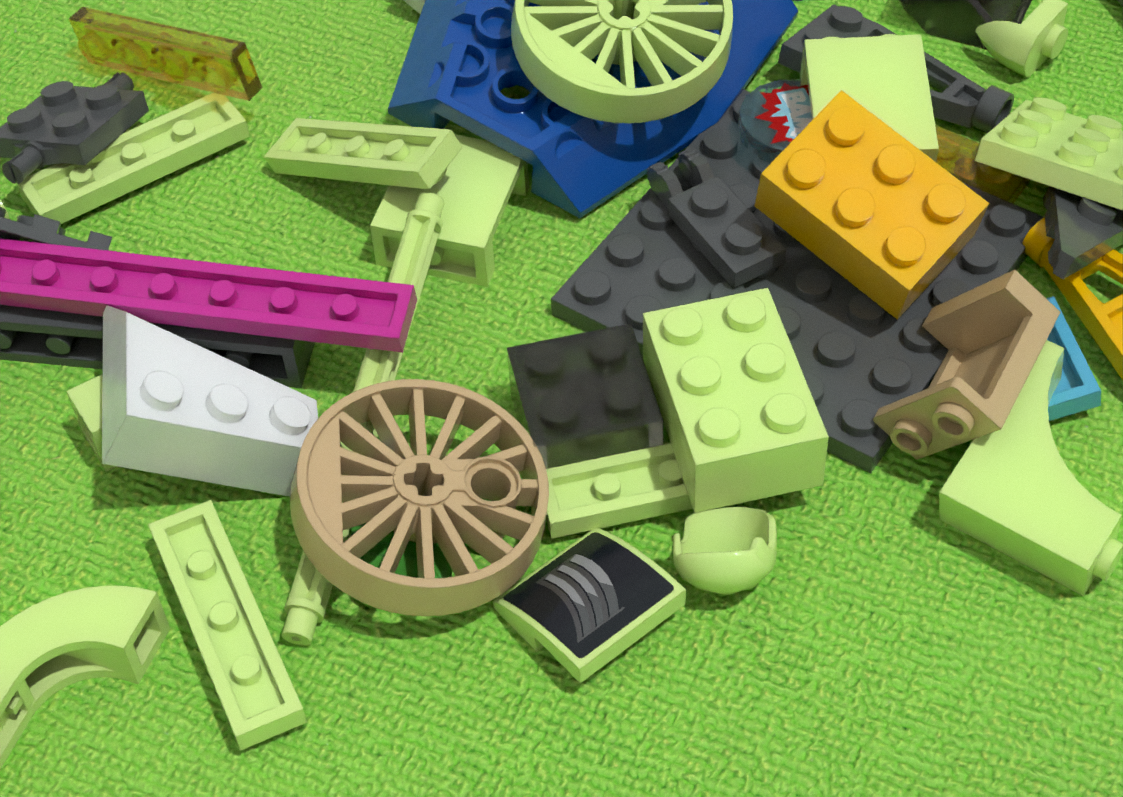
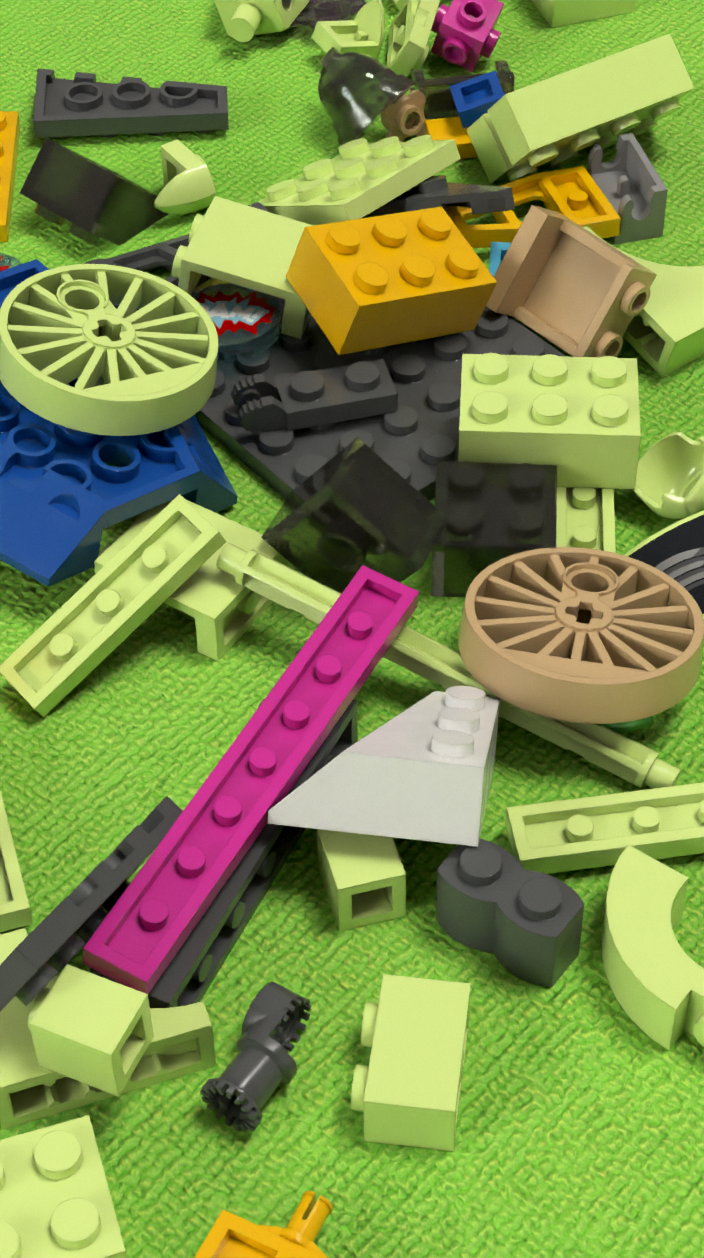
camera: 75 degrees left, 5 degrees down
(85, 527) = (509, 911): none -> dark grey brick
(496, 278) = (355, 516): none -> clear smoke brick

